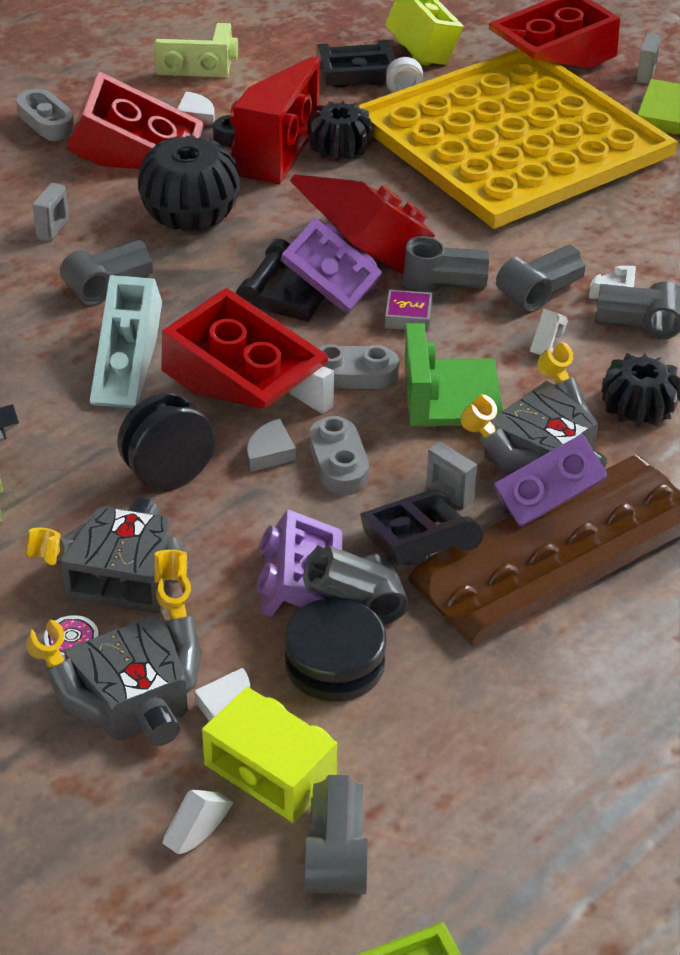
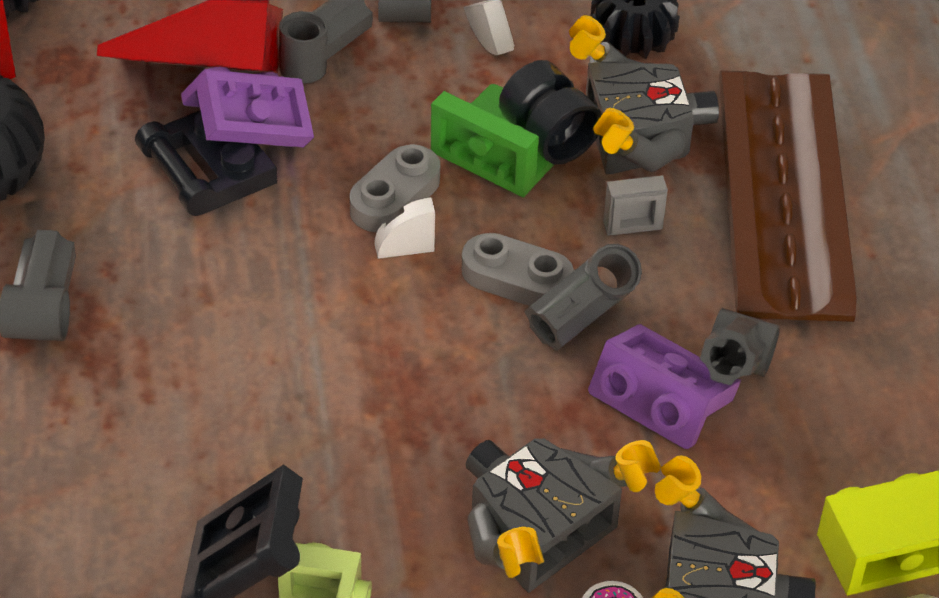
camera: 55 degrees left, 5 degrees up
(126, 341) = (195, 335): light aqua slope -> none
(166, 440) = (410, 376): black head -> none
(219, 693) = (798, 532): white tile -> none
(236, 352) = (329, 255): red slope -> none
(270, 447) = (458, 313): light grey tile -> none
(331, 486) = (583, 296): none -> dark grey piece
(335, 649) = (794, 415): black head -> none
(407, 308) = (349, 100): tile -> none
(408, 531) = (697, 267): black plate -> none
(475, 370) = (549, 106): none -> black wheel
(550, 481) = (728, 141): medium lavender bracket -> none

